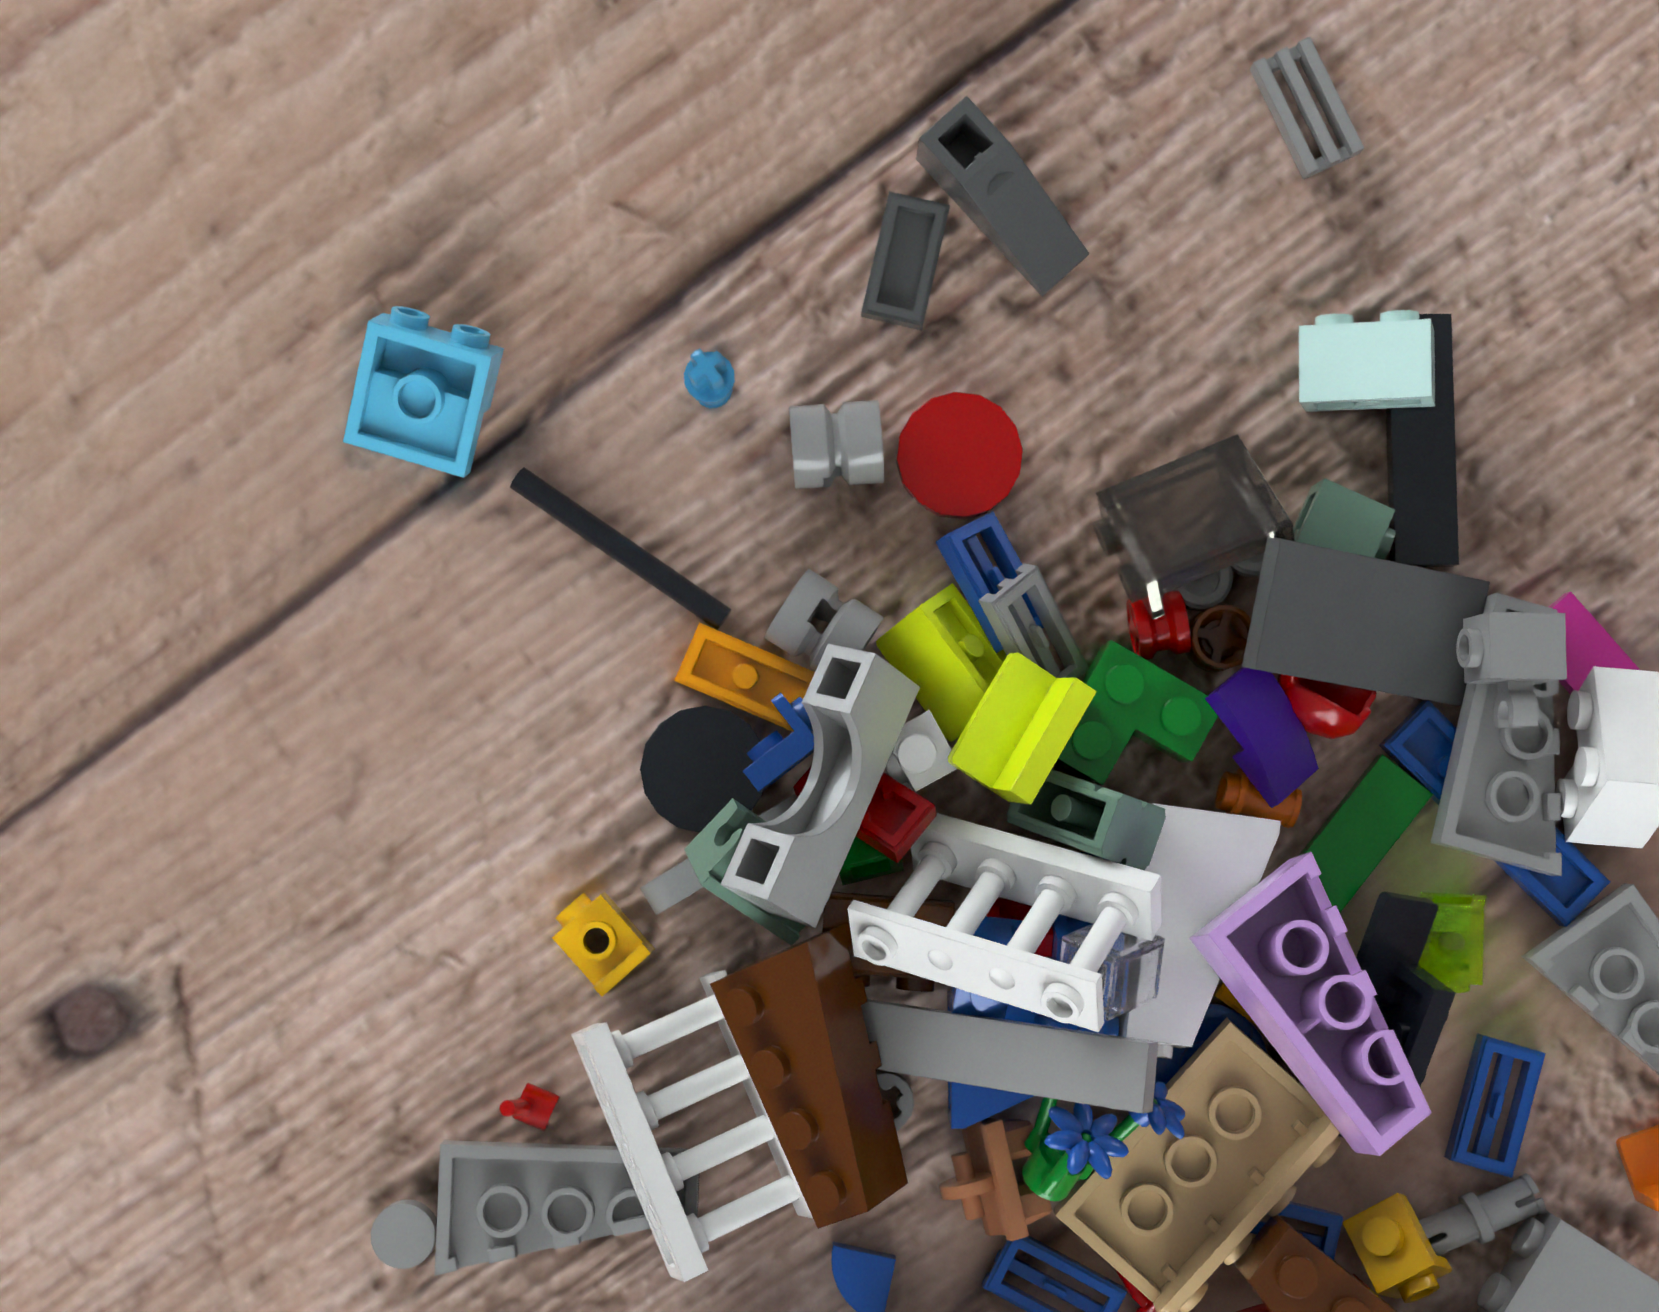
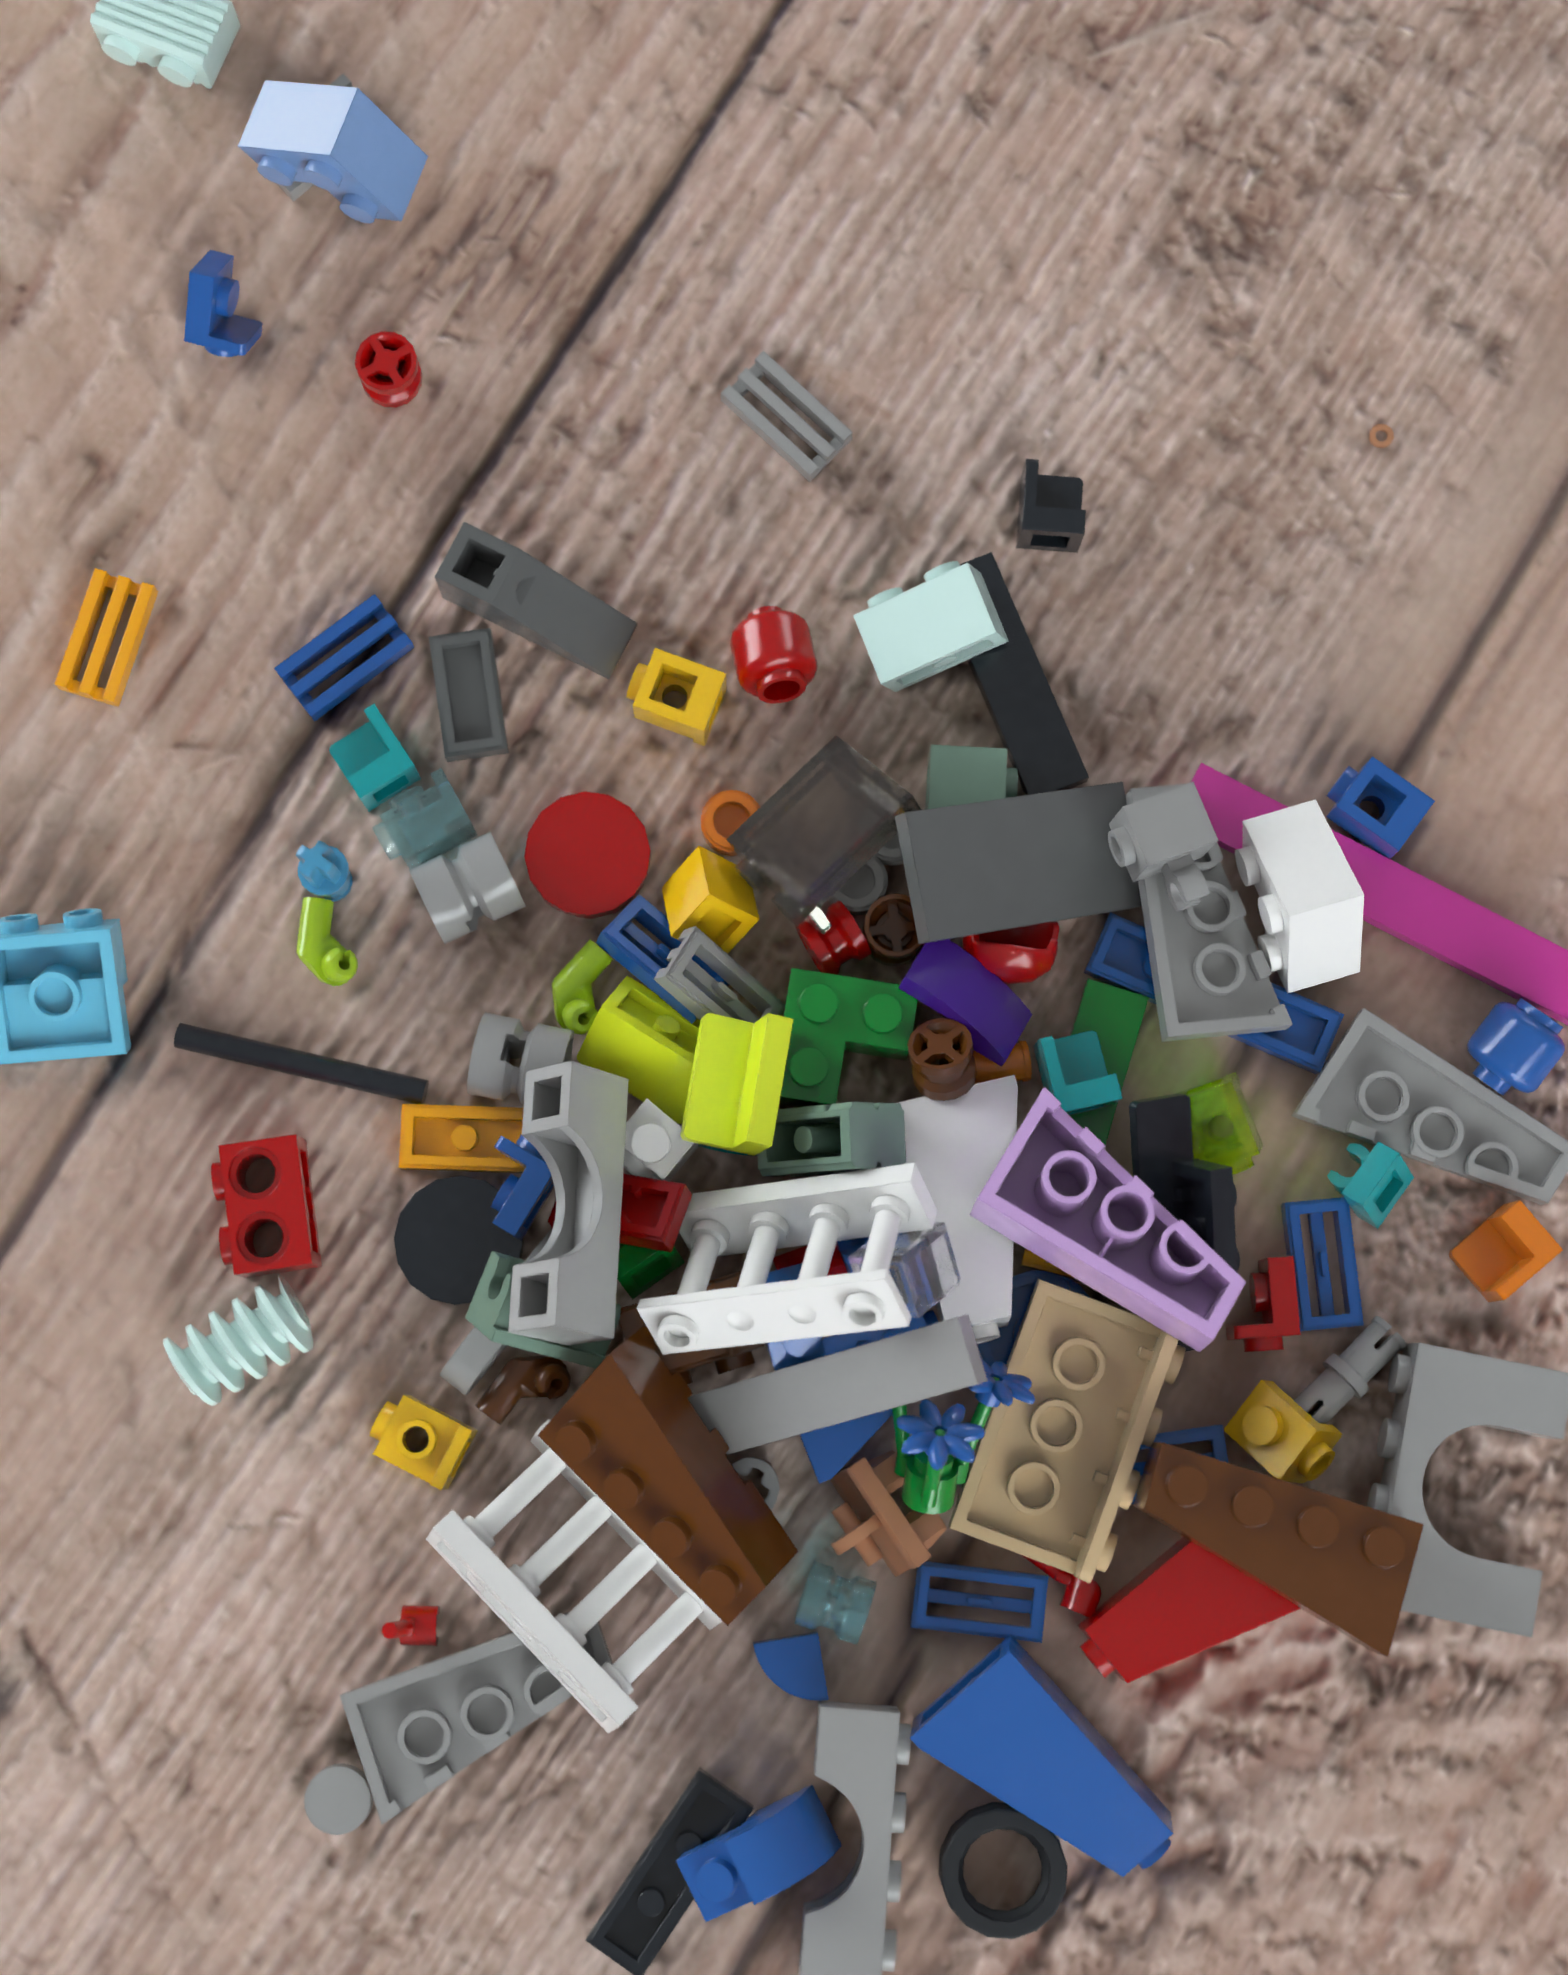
camera: 25 degrees left, 5 degrees down
(470, 788) = (242, 1343): none -> light aqua piece
(558, 674) = (286, 1202): none -> red brick
(570, 62) = (83, 631): none -> light orange tile
(677, 447) = (318, 948): none -> lime arm
(715, 920) = (524, 1379): none -> reddish brown arm
(794, 290) = (374, 761): none -> teal panel
(796, 158) = (331, 638): none -> blue tile
(819, 367) = (424, 823): none -> clear light blue brick
(897, 578) = (573, 989): none -> lime arm
(922, 1239) = (835, 1602): none -> clear light blue wheel
(1059, 540) = (712, 897): none -> yellow panel
(1101, 469) = (723, 816): none -> orange tile
(1124, 333) = (667, 673): none -> yellow brick
(1207, 333) = (773, 654): none -> red head
(1226, 766) = (951, 1047): none -> reddish brown wheel
(1339, 840) = (1076, 1072): none -> teal panel
(1440, 1131) = (1275, 1295): none -> red bracket
(1521, 295) = (1049, 511): none -> black panel
(1576, 1054) = (1375, 1184): none -> teal tile

